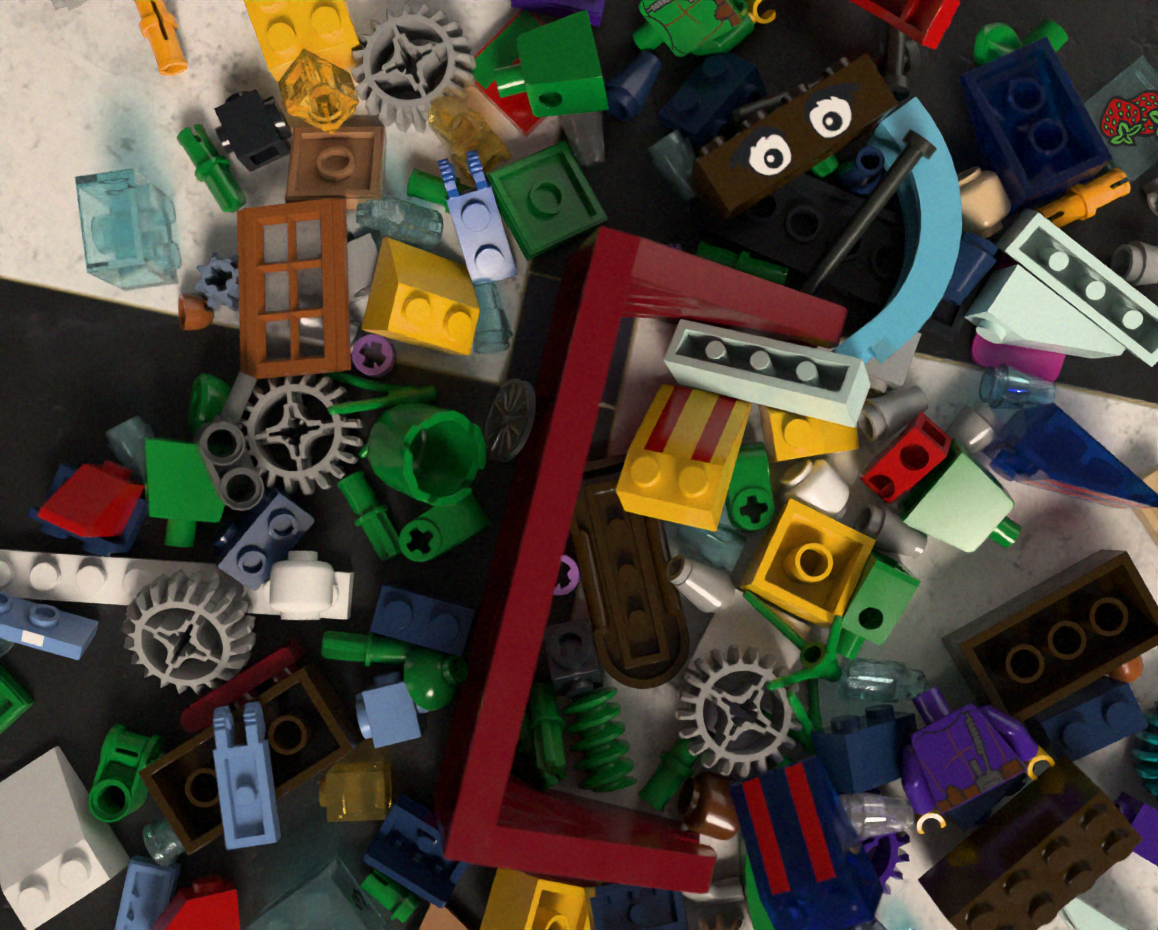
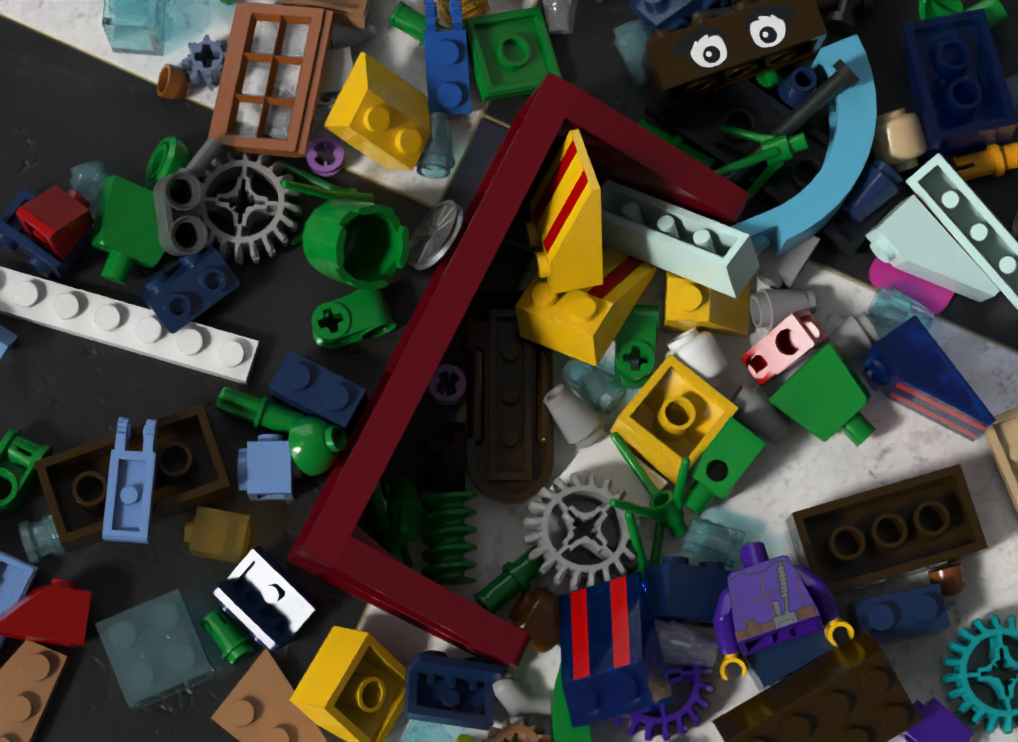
camera: 10 degrees right, 10 degrees down
(160, 624) = (118, 364): light grey gear -> none
(241, 689) = (138, 413): dark red hinge -> none
(301, 586) = (216, 335): white head -> none
(371, 515) = (289, 295): green axle -> none
(402, 221) = (380, 43): clear light blue hinge -> none
(656, 386) = (567, 221): none -> yellow slope
(858, 249) = (775, 151): none -> green plant

